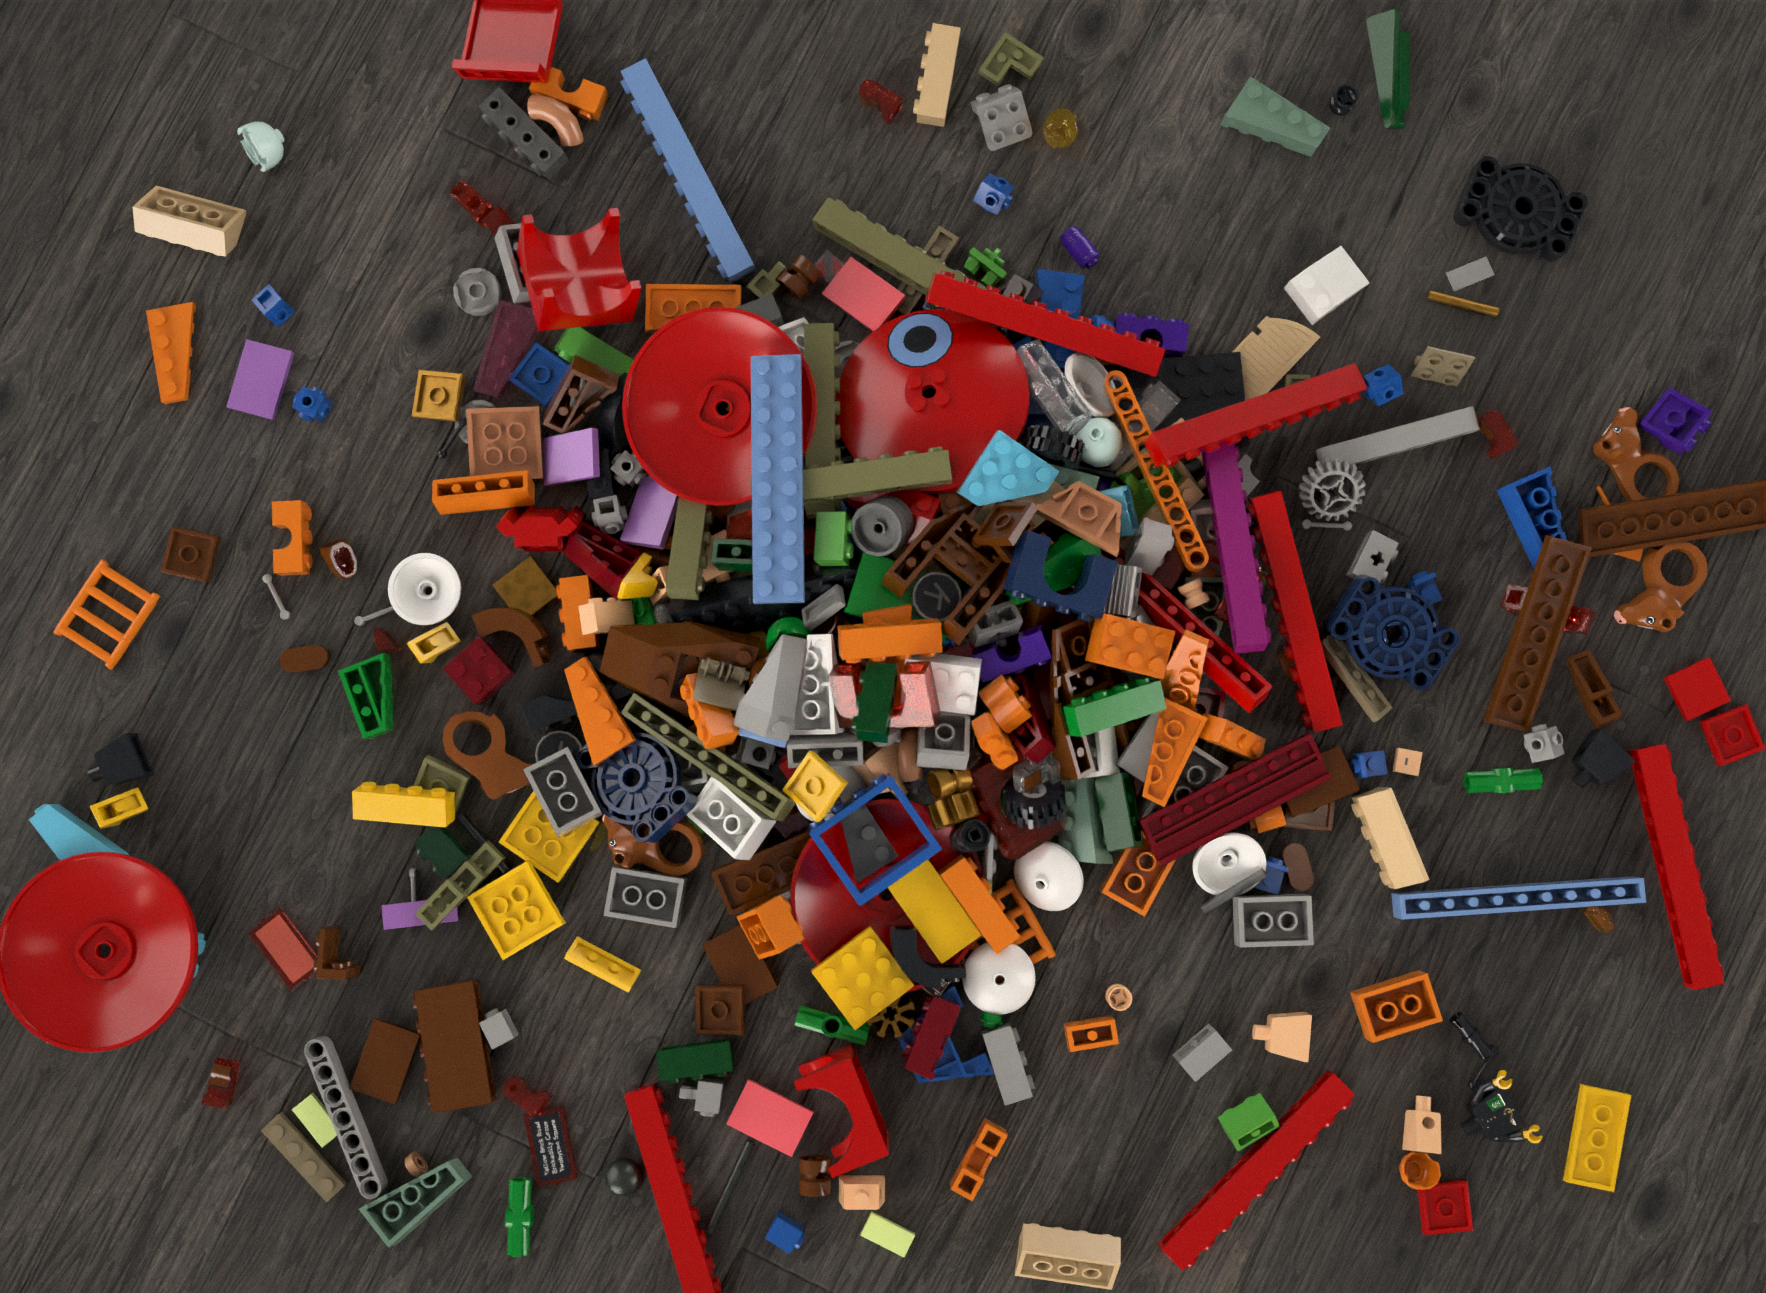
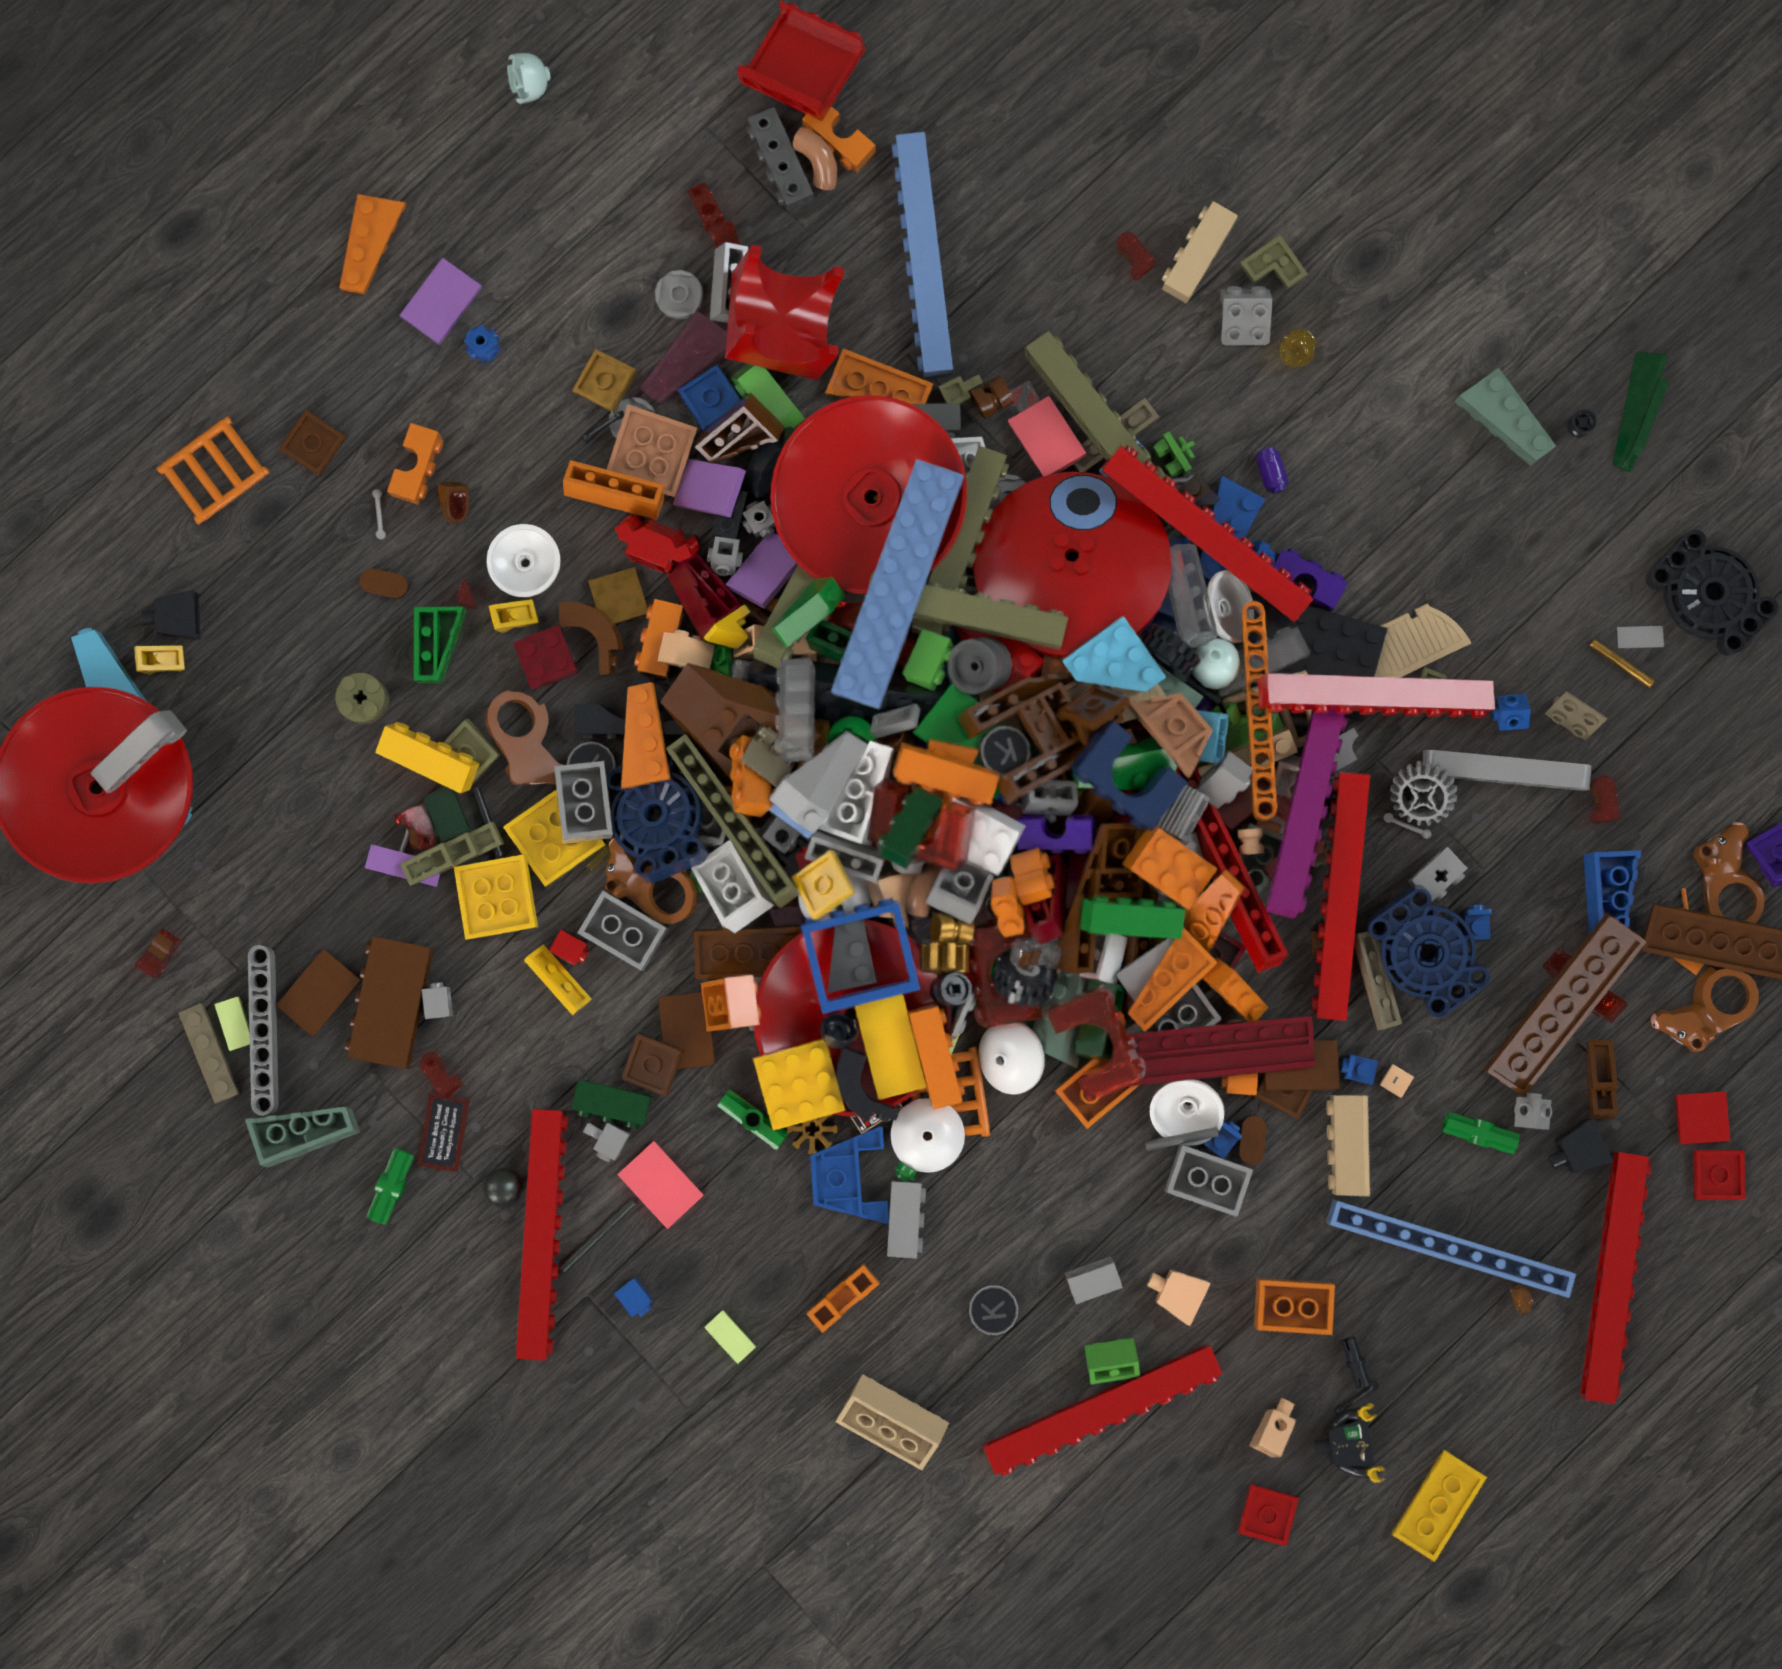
camera: 20 degrees right, 0 degrees up
(124, 902) = (137, 748): none -> light grey beam
(189, 220) = (430, 123): tan slope -> none
(273, 305) = (479, 234): blue bracket -> none
(284, 948) = (263, 851): clear red piece -> none
(309, 771) = (352, 688): none -> olive brick
(326, 962) = (299, 878): reddish brown bracket -> none
(361, 620) = (449, 567): light grey hinge -> none
(416, 1164) = (311, 1099): medium nougat tile -> none
(420, 872) = (418, 826): none -> clear red leg
(603, 931) = (570, 948): none -> red brick
(703, 534) = (808, 609): none -> green slope
(727, 632) = (796, 710): none -> clear brick
(815, 1172) = (683, 1254): reddish brown wheel -> none
(844, 1077) = (749, 1170): red piece -> none
(861, 1191) = (721, 1286): light nougat torso -> none
(880, 915) = (838, 1031): none -> black hair
(930, 1035) = (842, 1162): dark red wedge -> none
(994, 194) = (1209, 388): blue brick -> none
(1091, 1033) = (994, 1220): orange brick -> none
(1114, 803) = (1098, 1008): none -> clear red arch
(1120, 1115) = (993, 1309): none -> black tile
(1122, 999) = (1037, 1197): light nougat wheel -> none
(1326, 285) = (1496, 595): white slope -> none
(1419, 1171) = (1256, 1469): orange hair -> none

